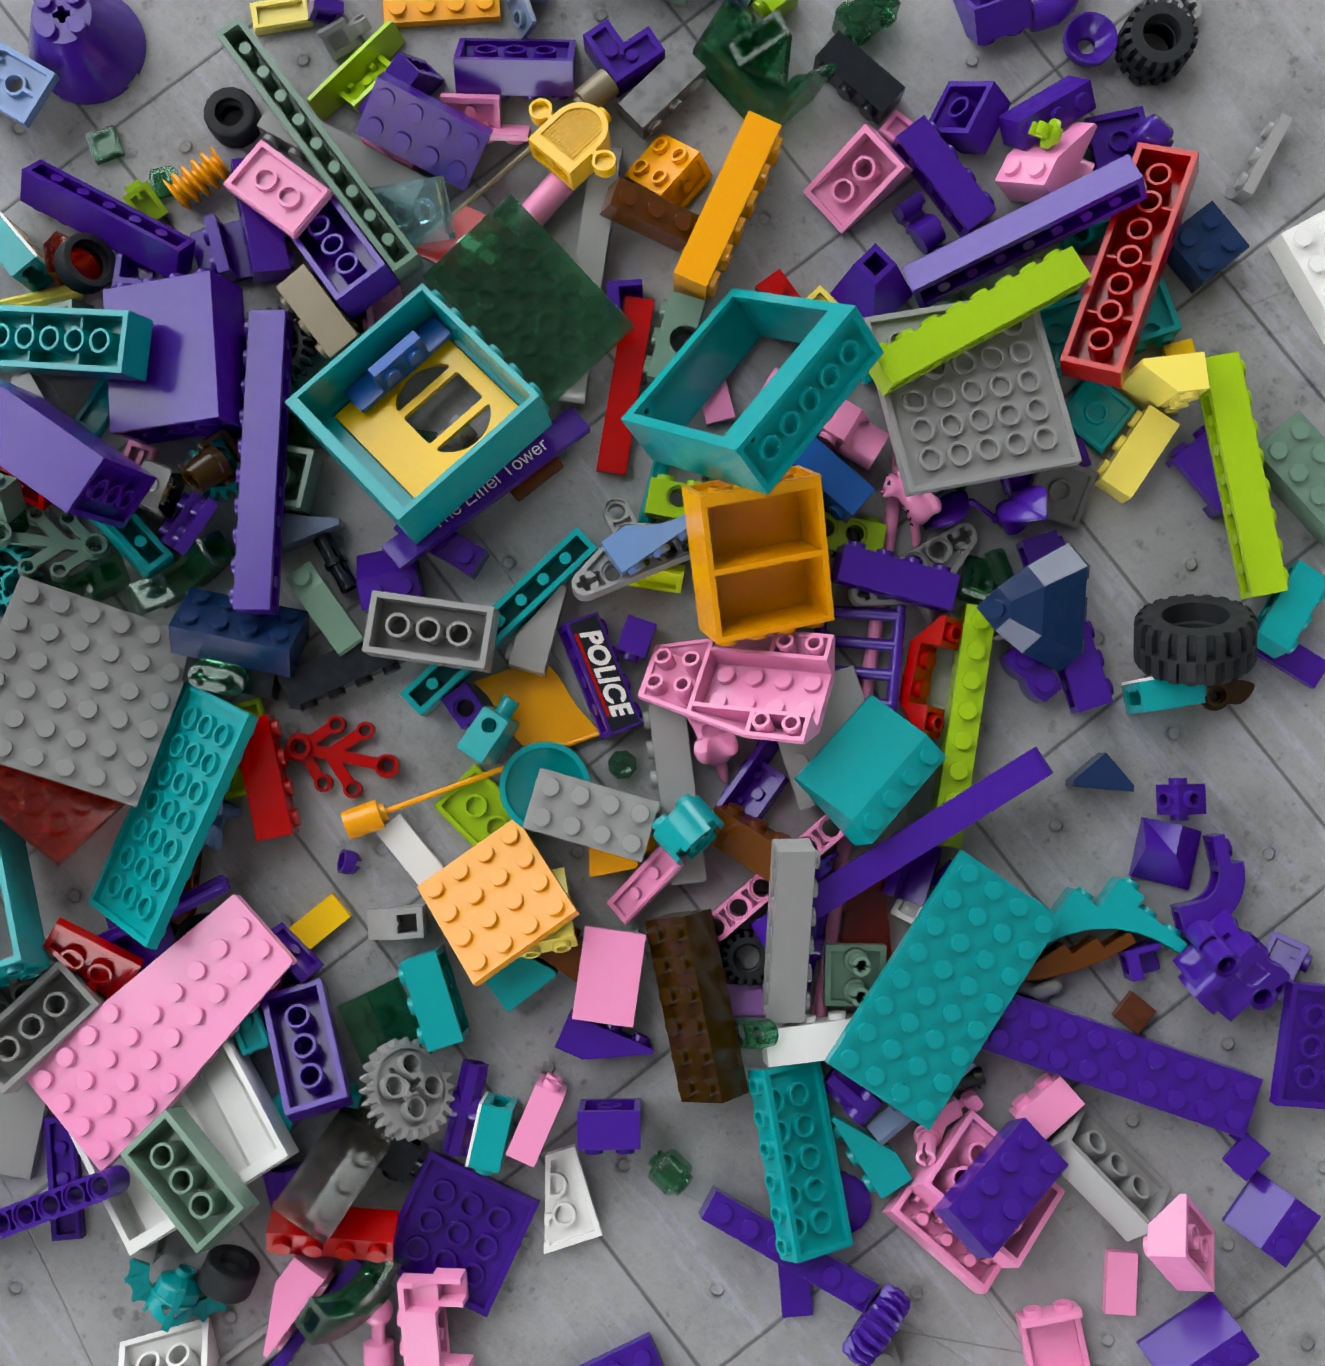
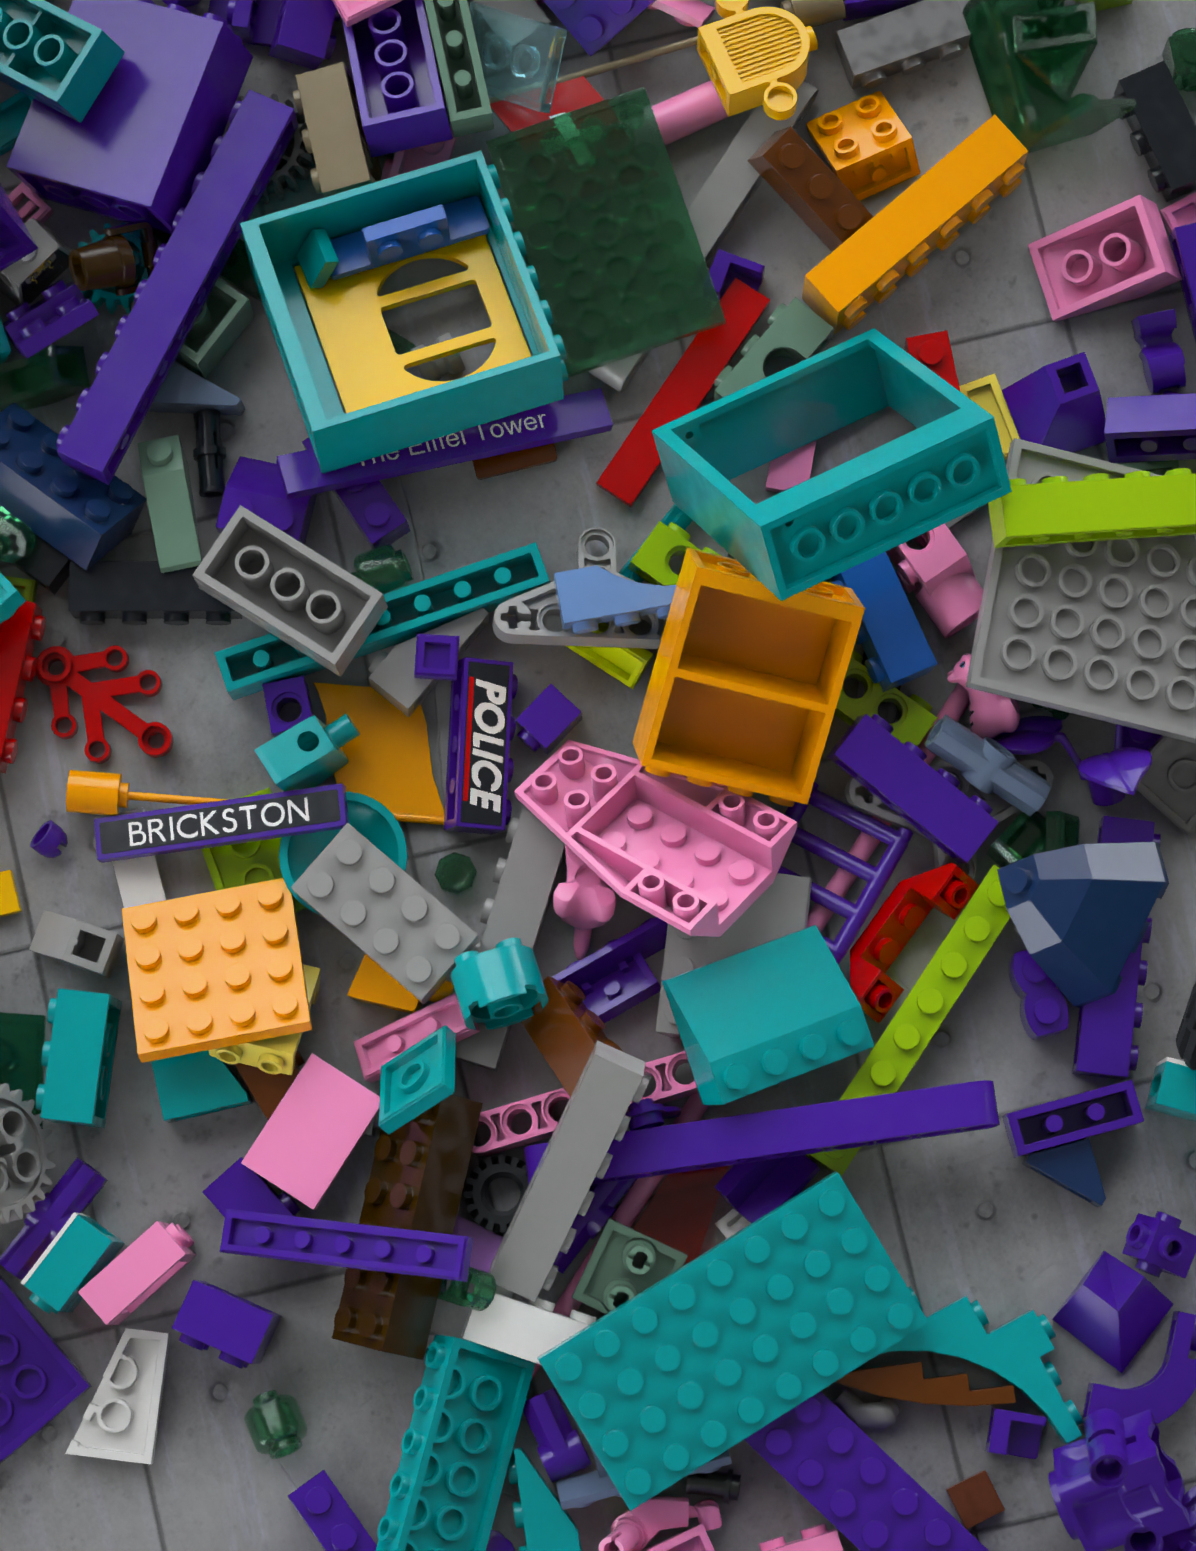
camera: 30 degrees right, 5 degrees down
(347, 403) = (317, 258): none -> teal tile
(456, 802) = (221, 823): none -> tile
(484, 588) = (383, 568): none -> clear green head
(546, 630) = (436, 657): none -> dark purple tile
(663, 914) = (417, 1079): none -> teal tile
(668, 1044) = (347, 1245): none -> dark purple tile
(935, 541) = (988, 765): none -> sand blue piece
(1090, 743) = (1073, 1118): none -> dark purple brick

